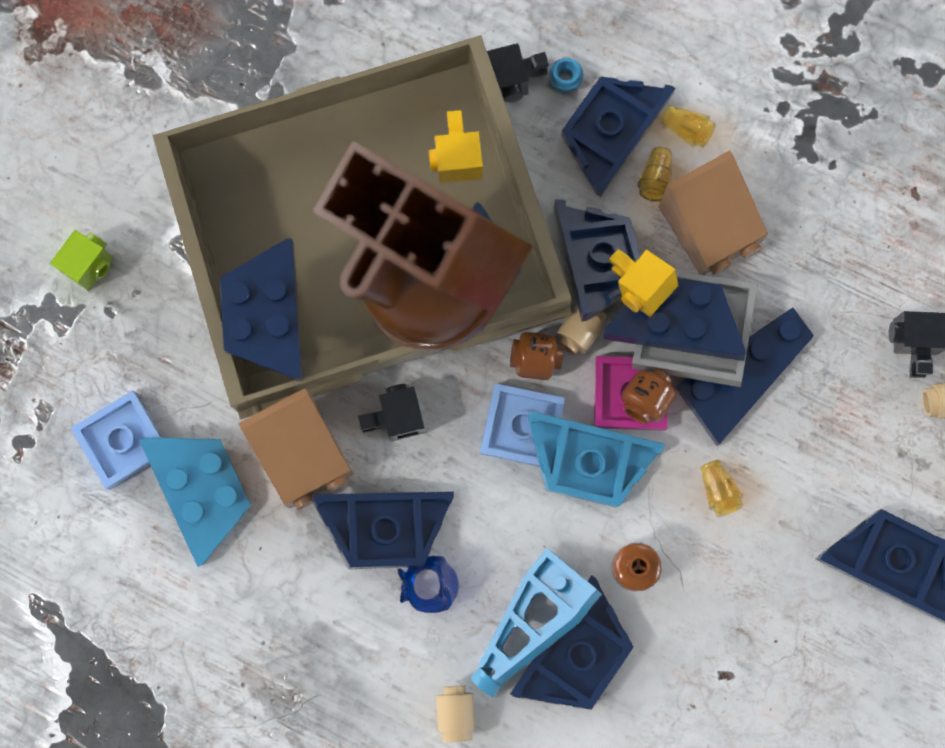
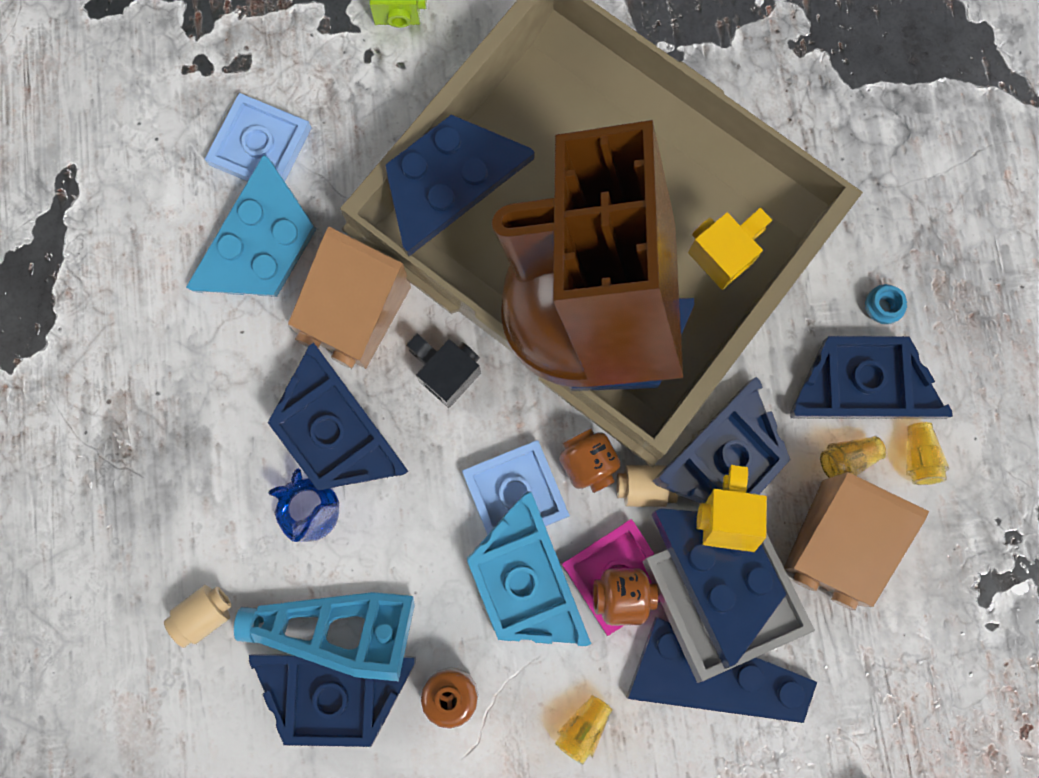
camera: 50 degrees right, 0 degrees up
(513, 70) = (850, 250): black brick -> none

